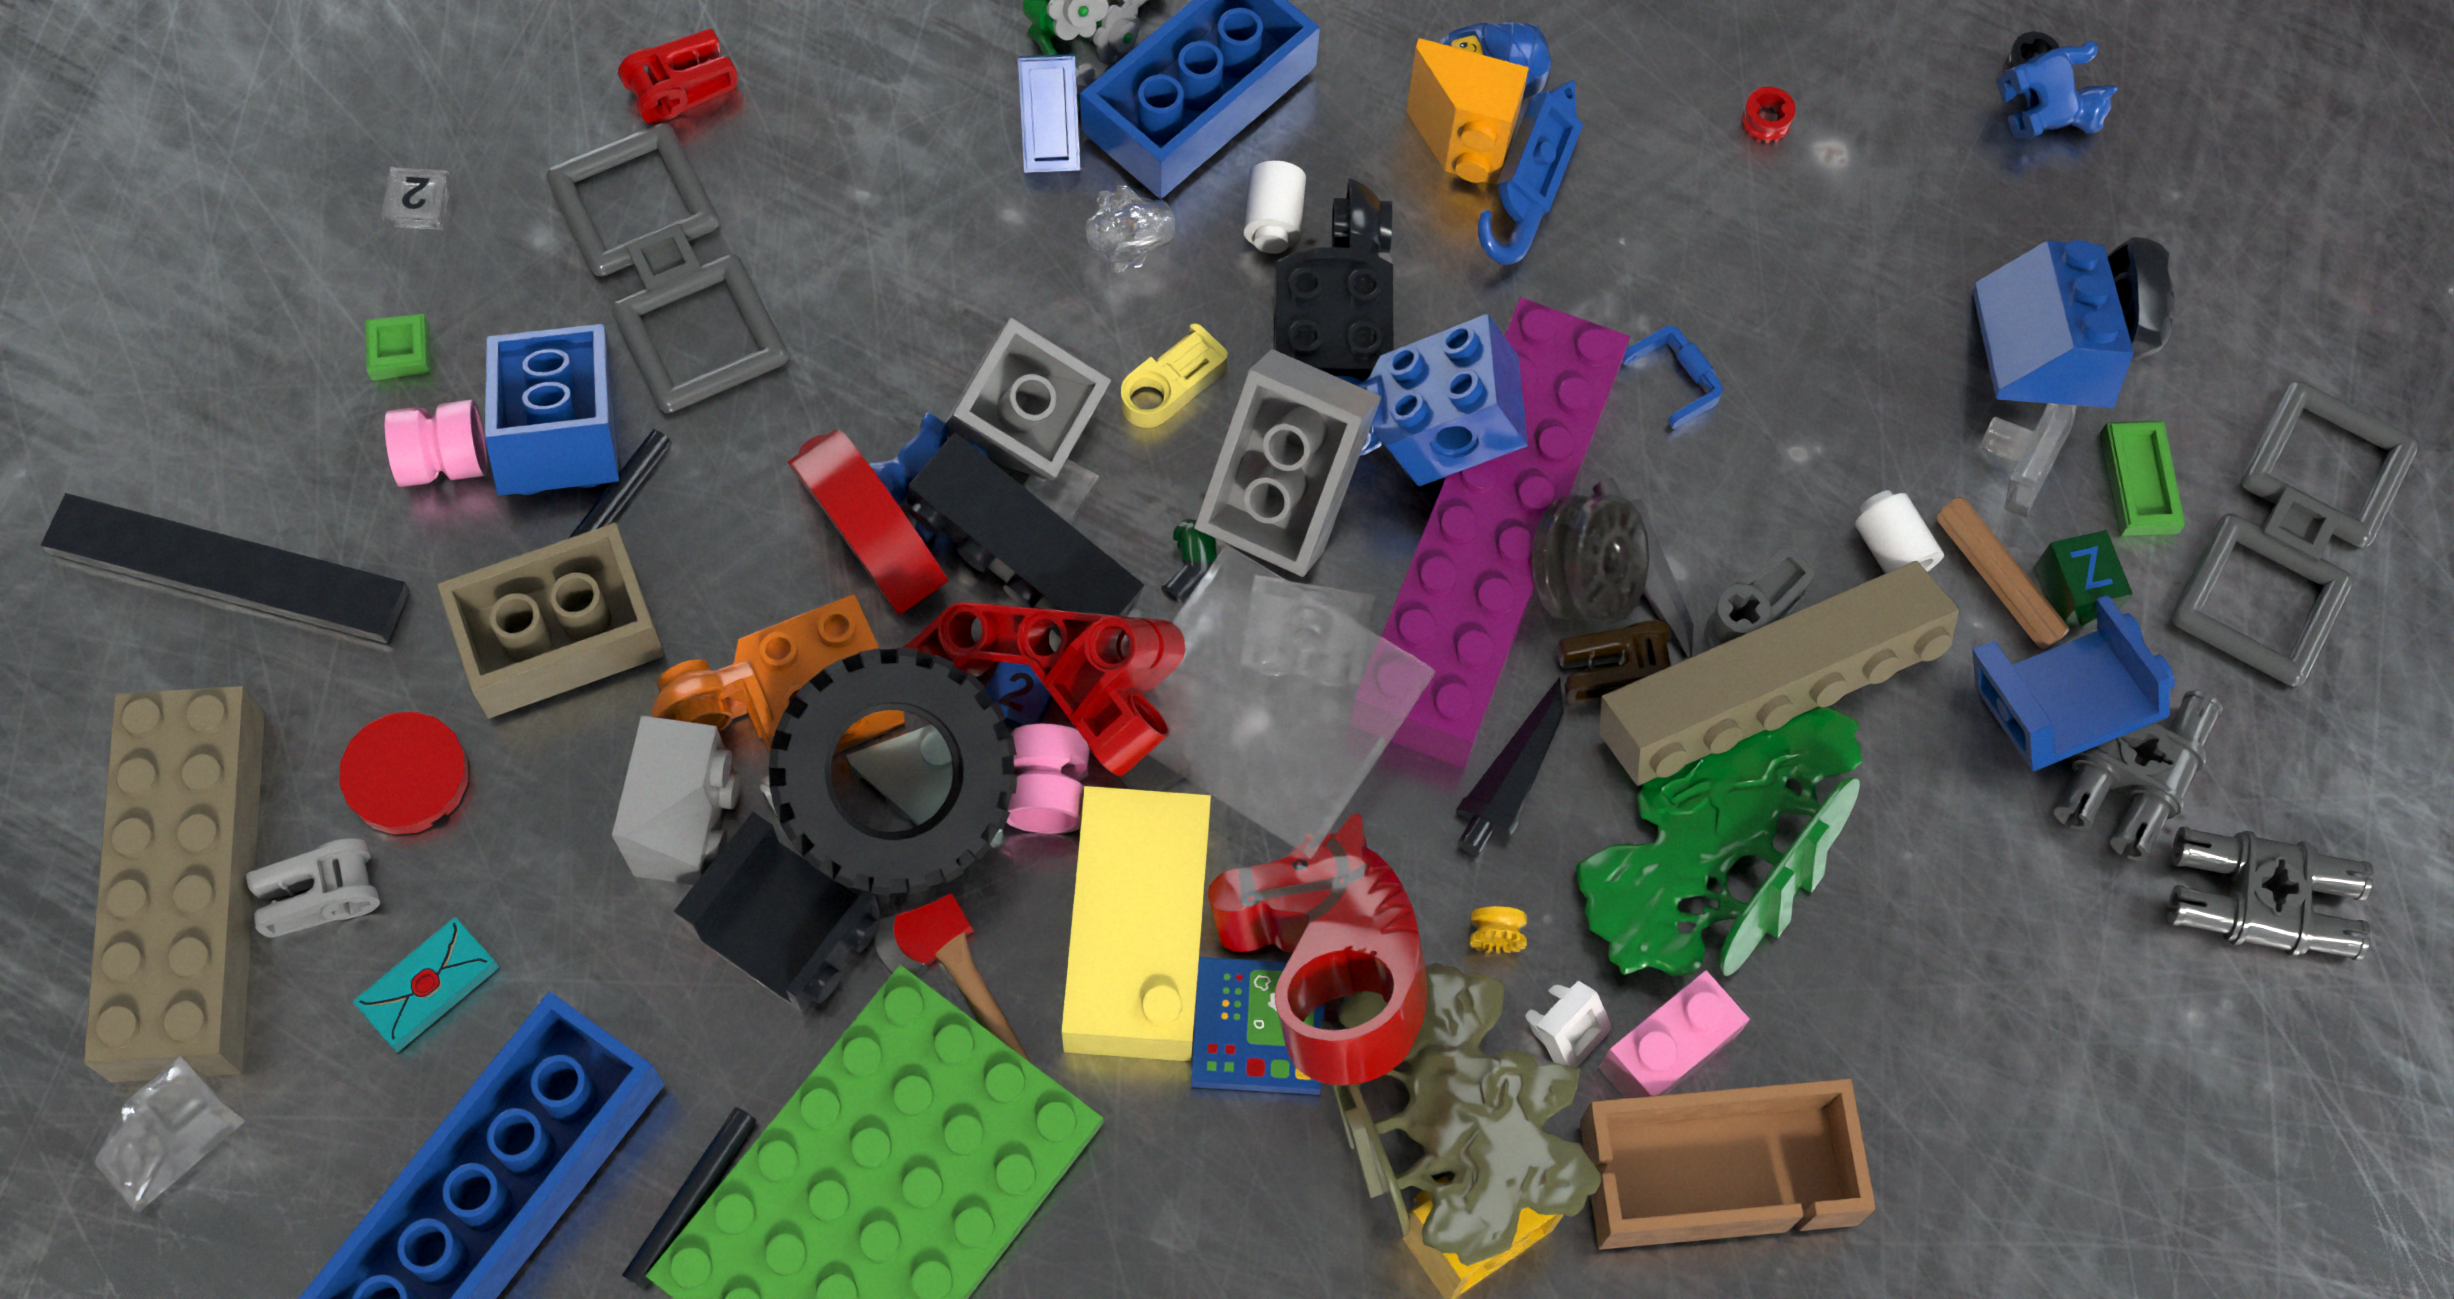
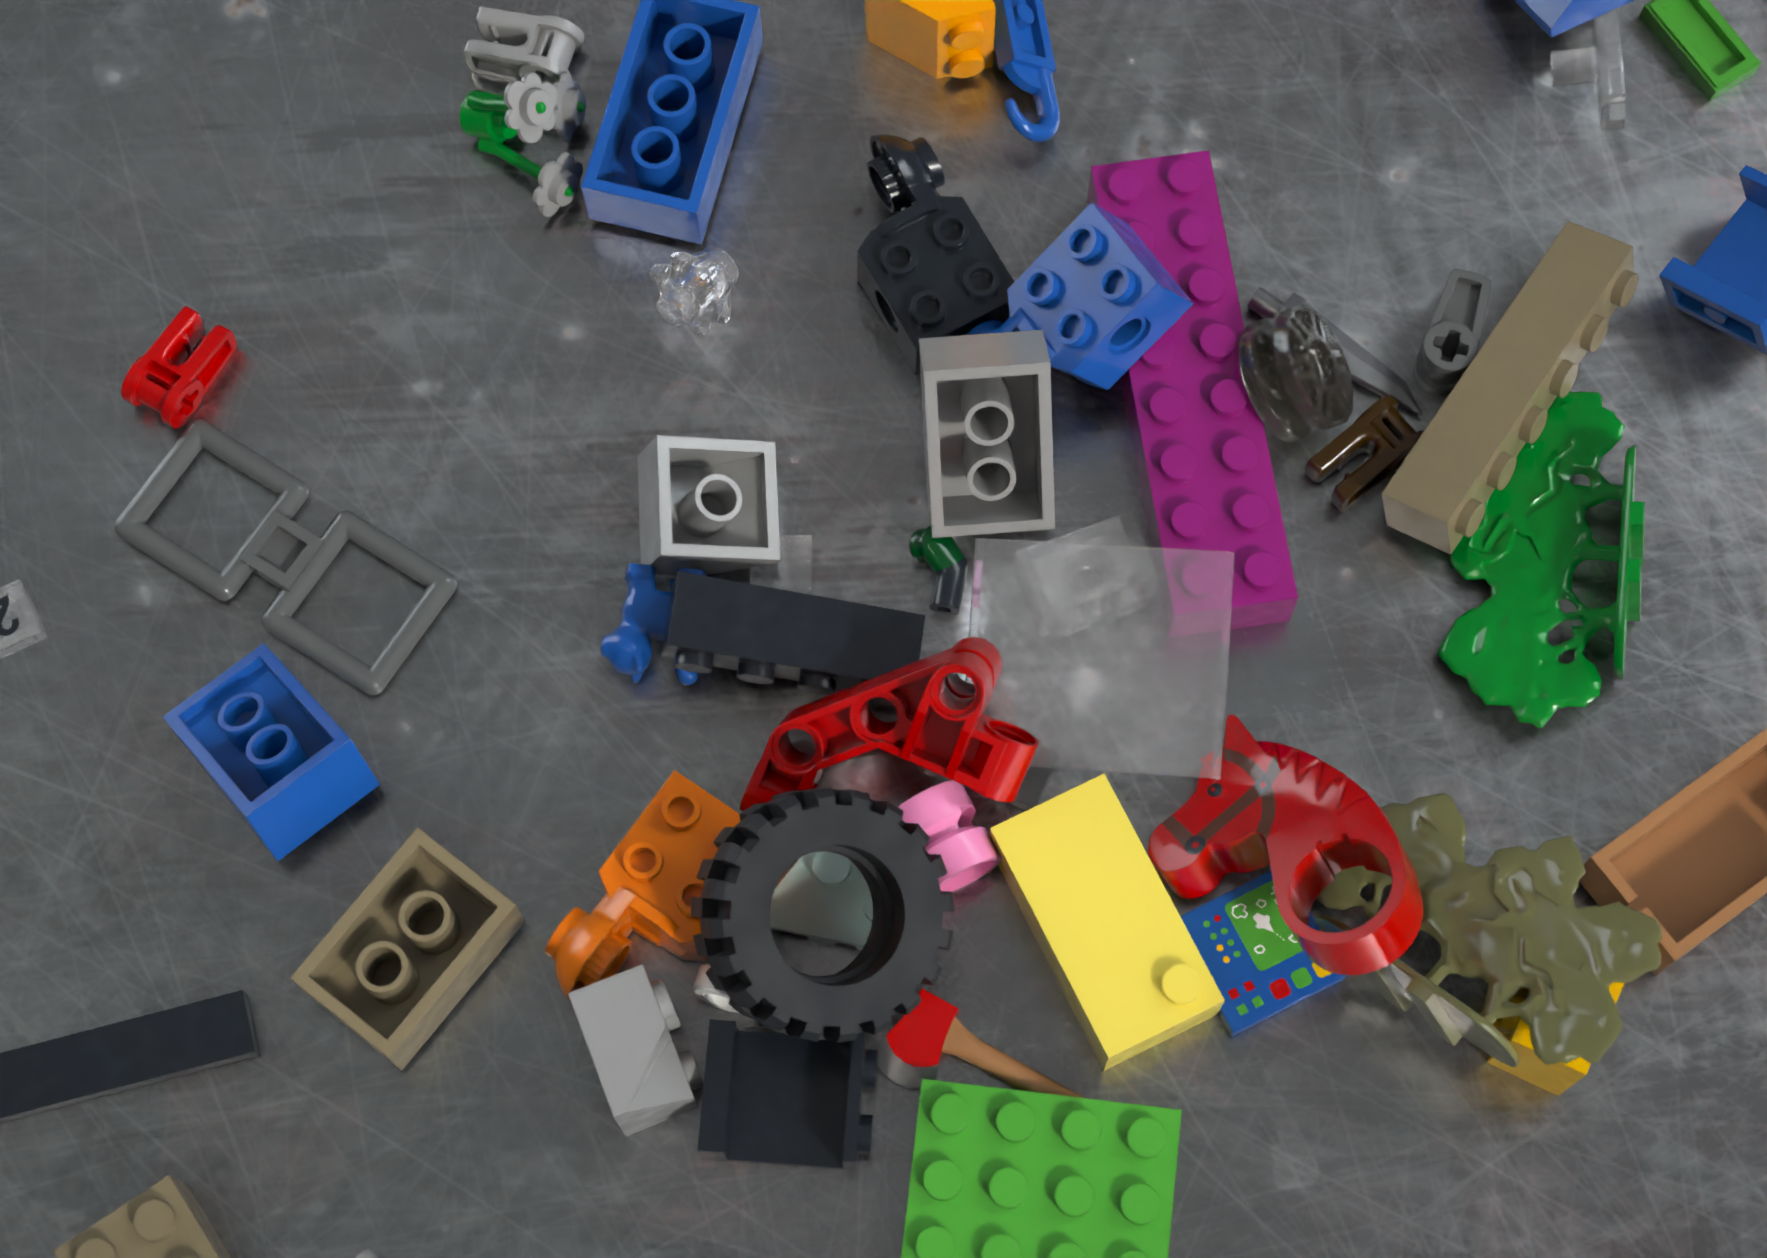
camera: 25 degrees left, 5 degrees up
(397, 346) = (82, 772): bright green tile -> none
(403, 772) = (357, 1164): red tile -> none
(443, 442) = (188, 845): bright pink wheel -> none
(629, 480) = (382, 797): black piece -> none
(868, 519) = (634, 691): red arch -> none
(1019, 694) = (870, 773): blue tile -> none
(1049, 113) = (556, 218): tile -> none
(1177, 374) = (820, 402): light yellow piece -> none
(1274, 206) = (812, 196): white brick -> none
(1498, 928) = (1408, 747): yellow bush -> none
(1504, 787) = (1335, 616): black bar -> none
(1572, 1025) = (1523, 796): white tile -> none
(1675, 1040) = (1616, 763): bright pink brick -> none
(1692, 361) = (1267, 143): blue piece -> none
(1897, 532) = (1532, 205): white brick -> none
(2002, 573) = (1635, 190): medium nougat axle -> none
(2078, 573) = (1707, 161): dark green brick -> none

